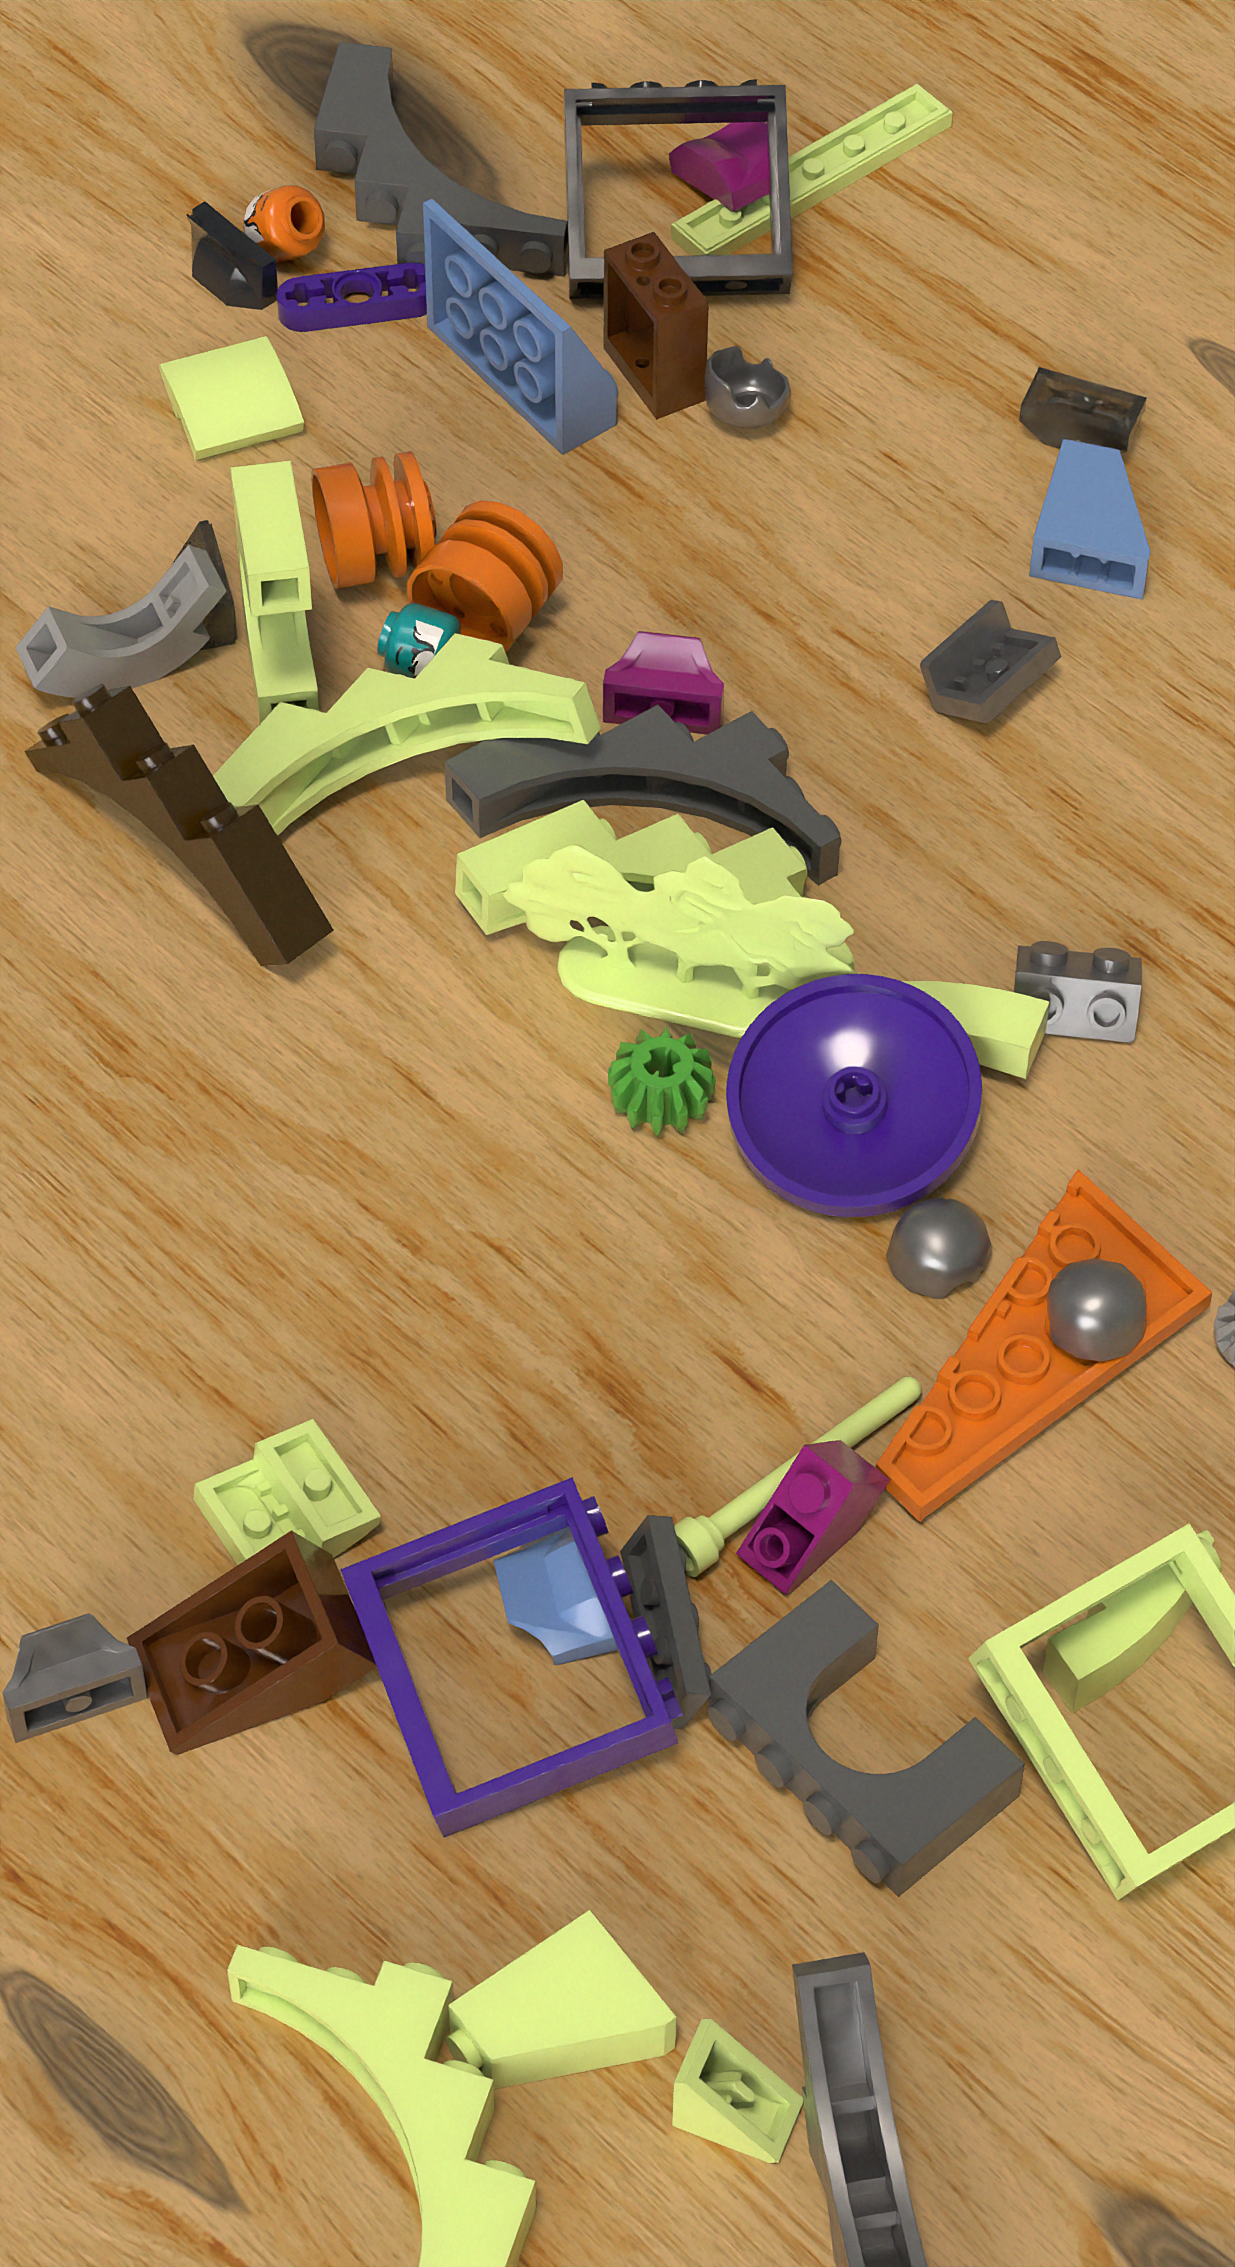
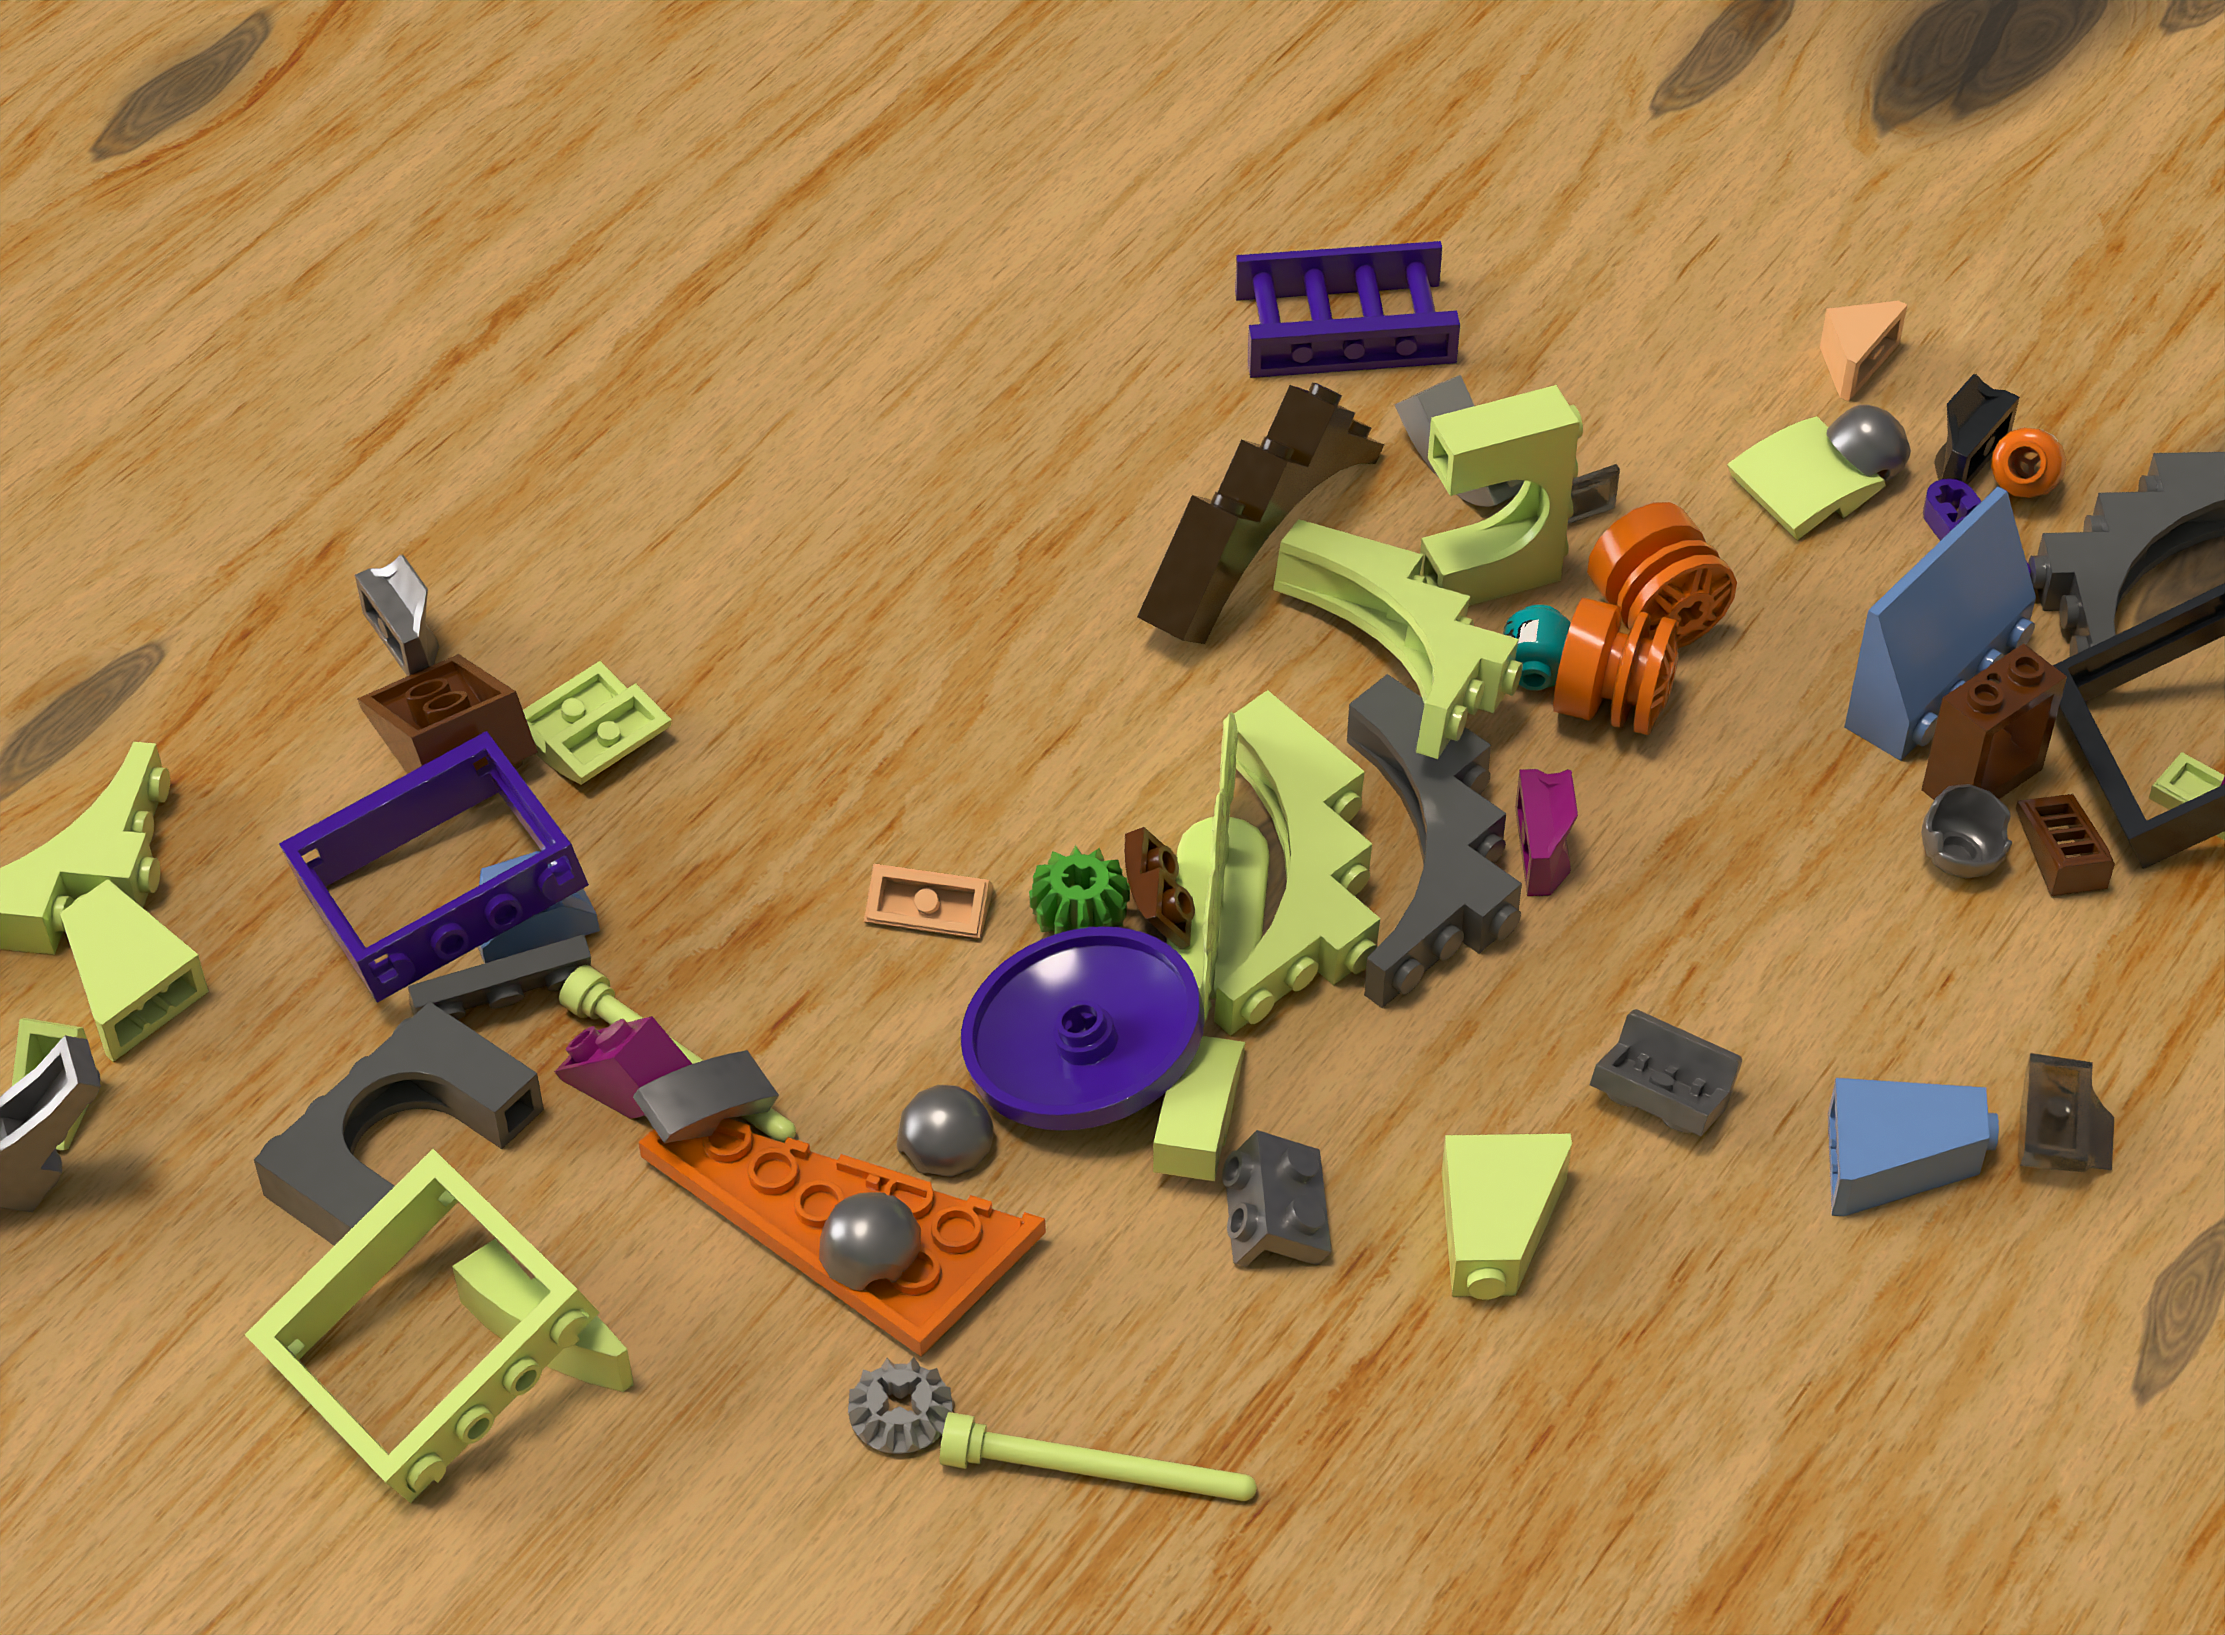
camera: 80 degrees right, 5 degrees down
(67, 312) = (1859, 341): none -> light nougat slope
(216, 327) = (1871, 440): none -> flat silver hair
(621, 1222) = (928, 901): none -> light nougat slope
(698, 1007) = (1153, 884): none -> reddish brown slope
(775, 328) = (2062, 874): none -> reddish brown slope
(894, 1427) = (699, 1096): none -> flat silver slope
(1122, 821) = (1498, 1206): none -> yellowish green slope

